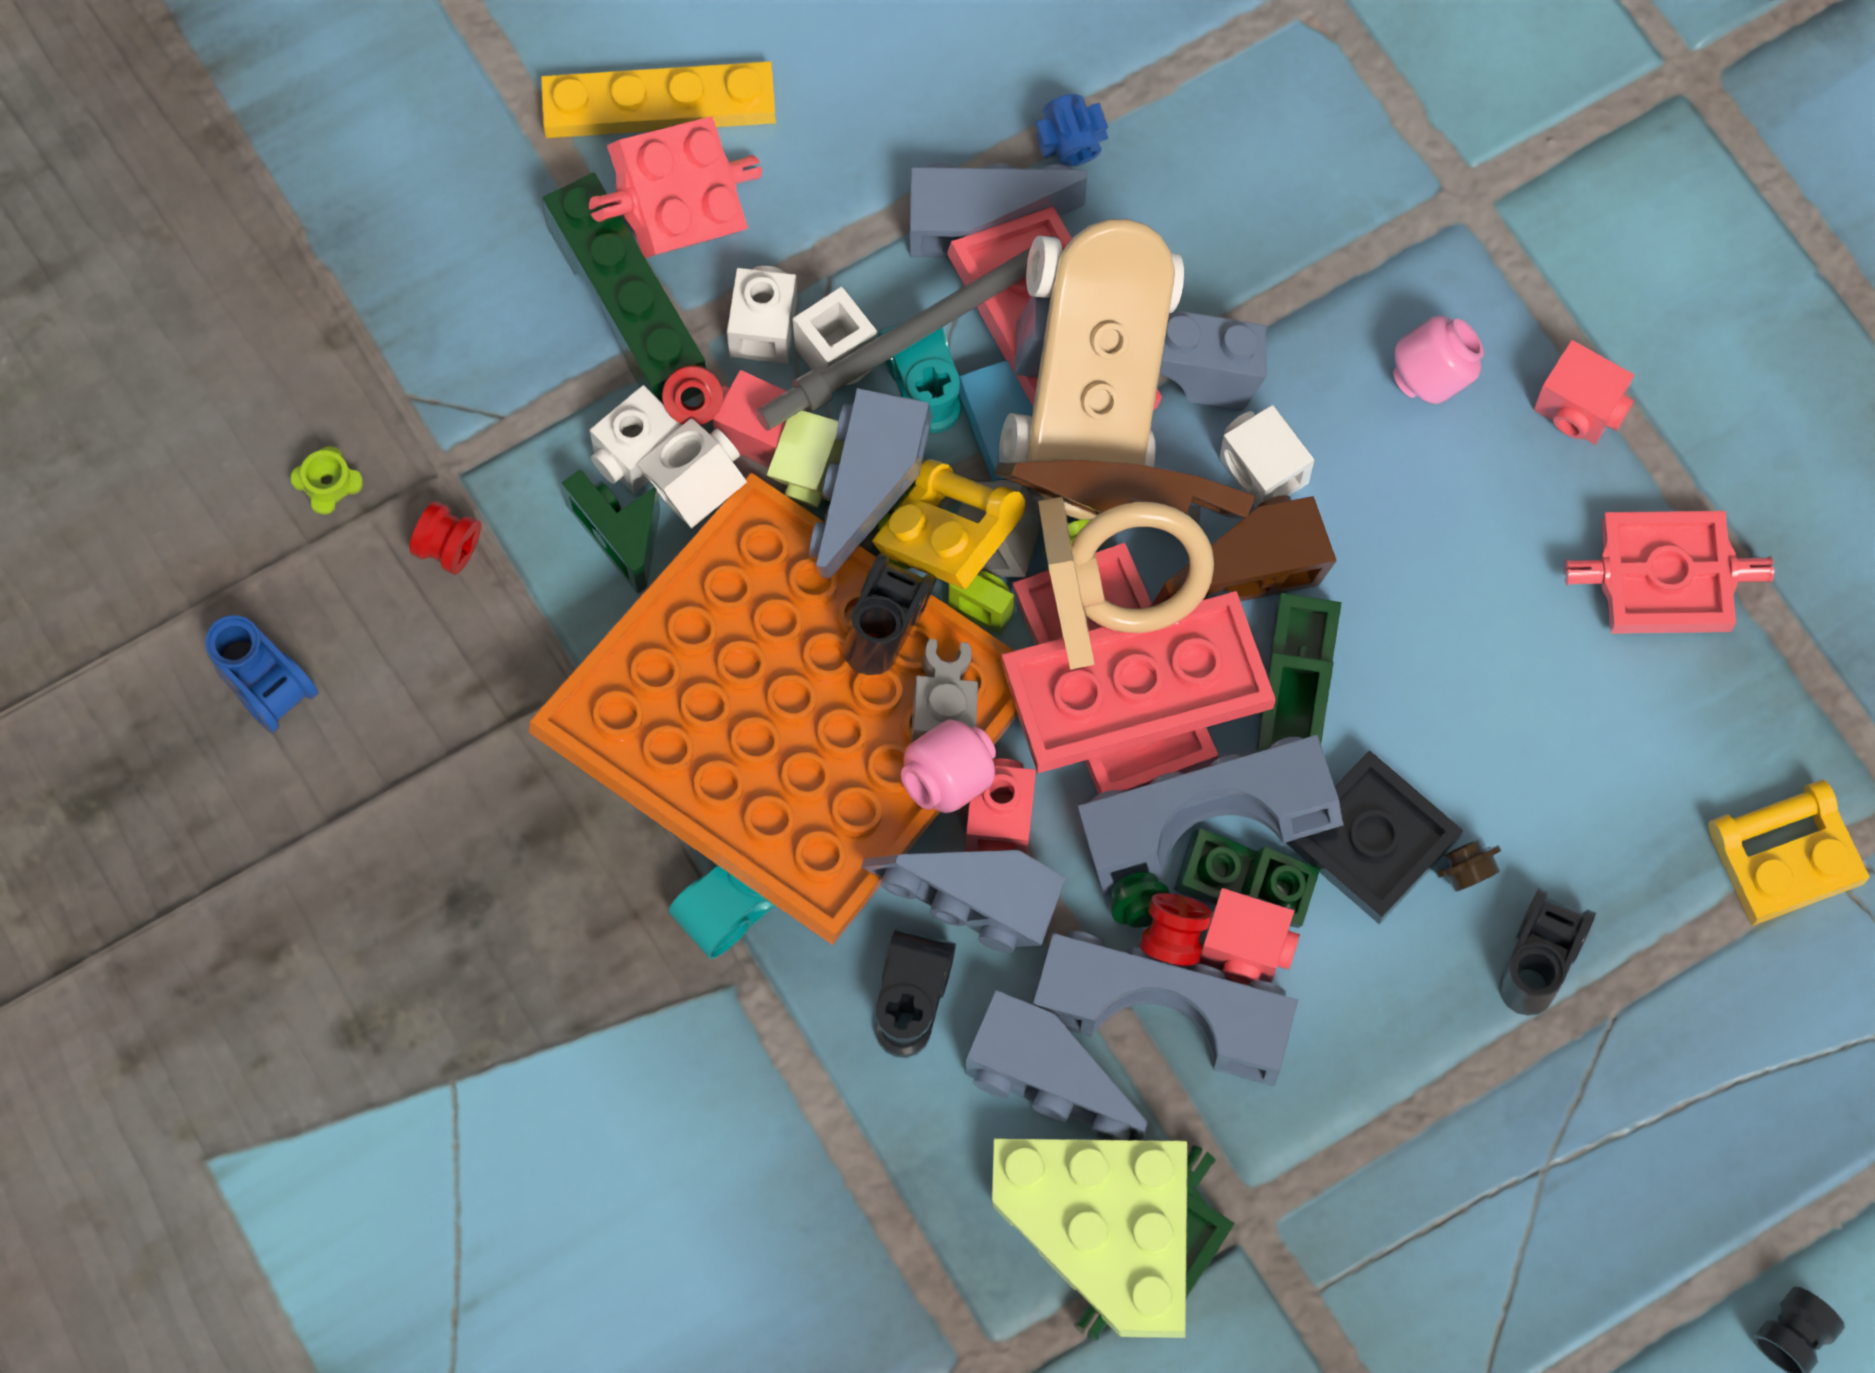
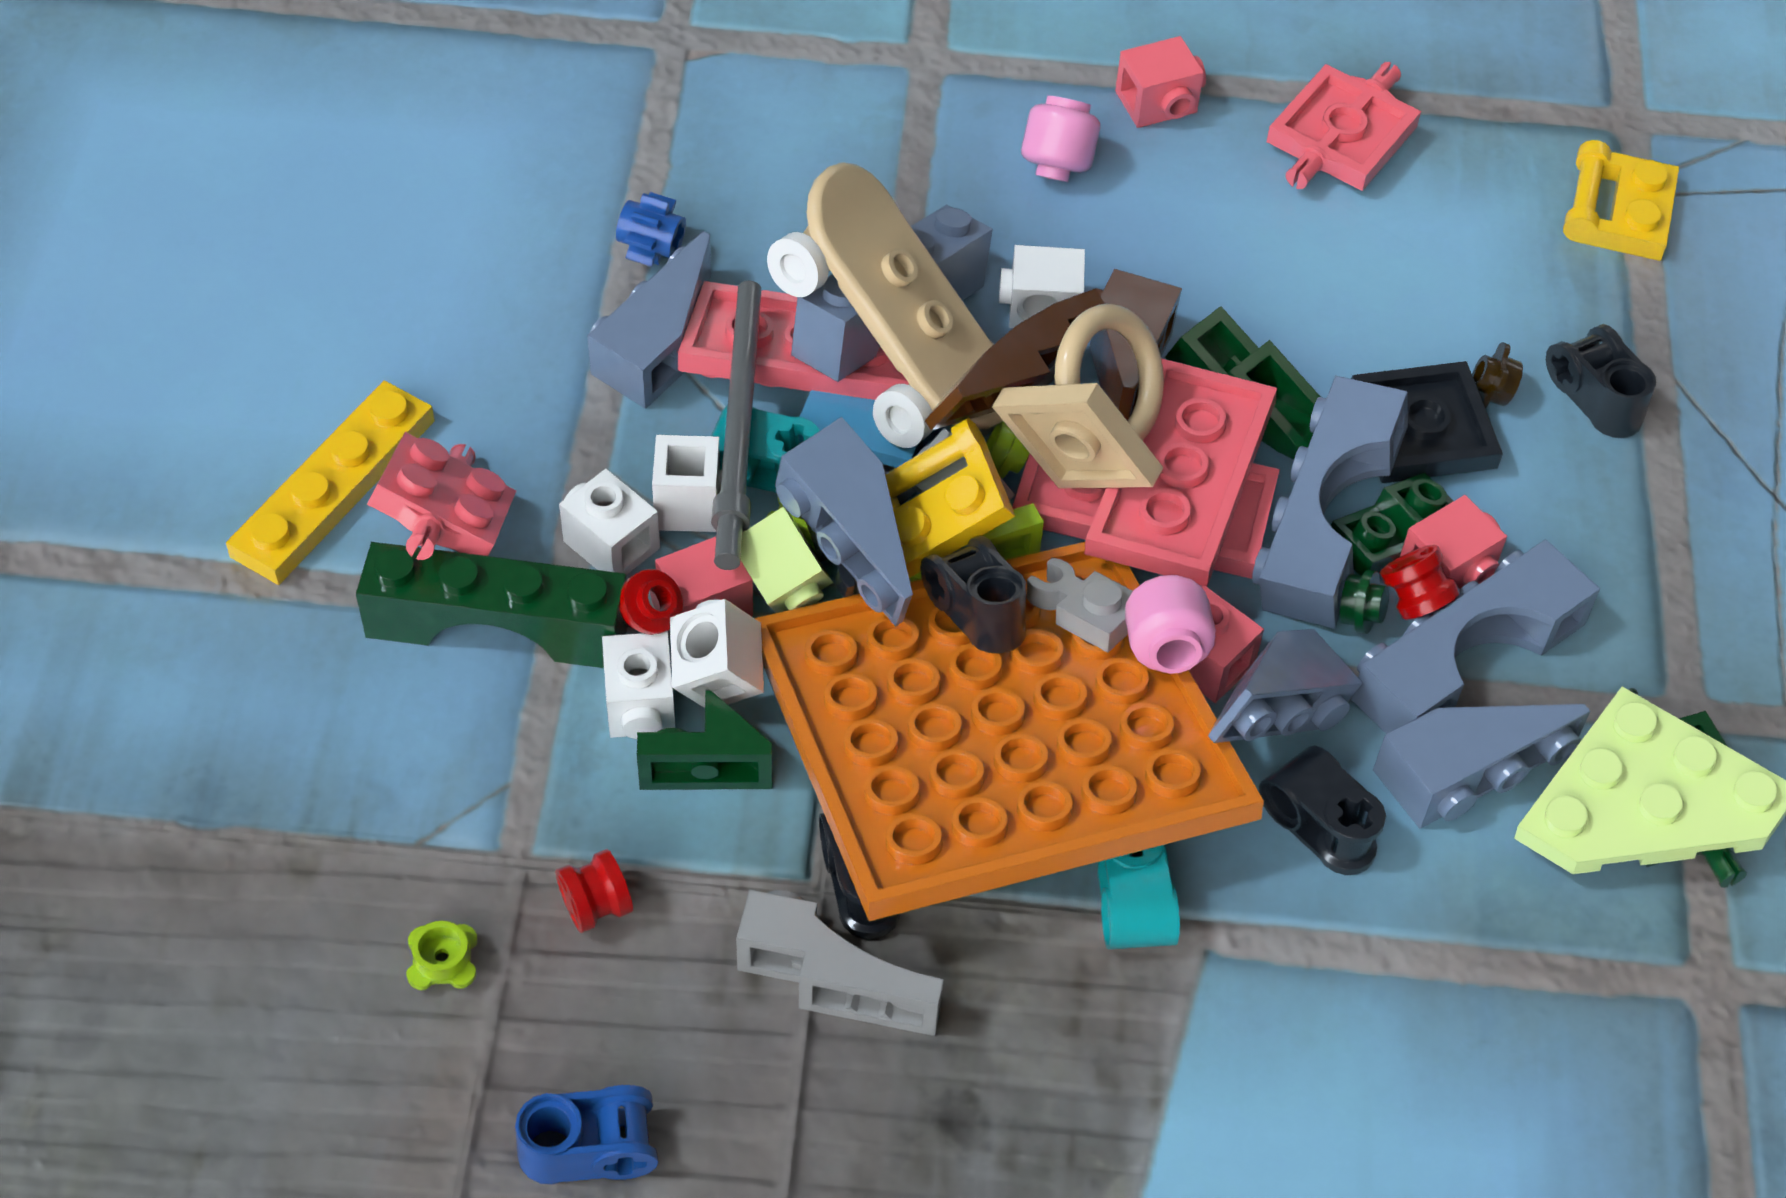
camera: 55 degrees left, 15 degrees down
(507, 693) = (788, 942): none -> light grey slope

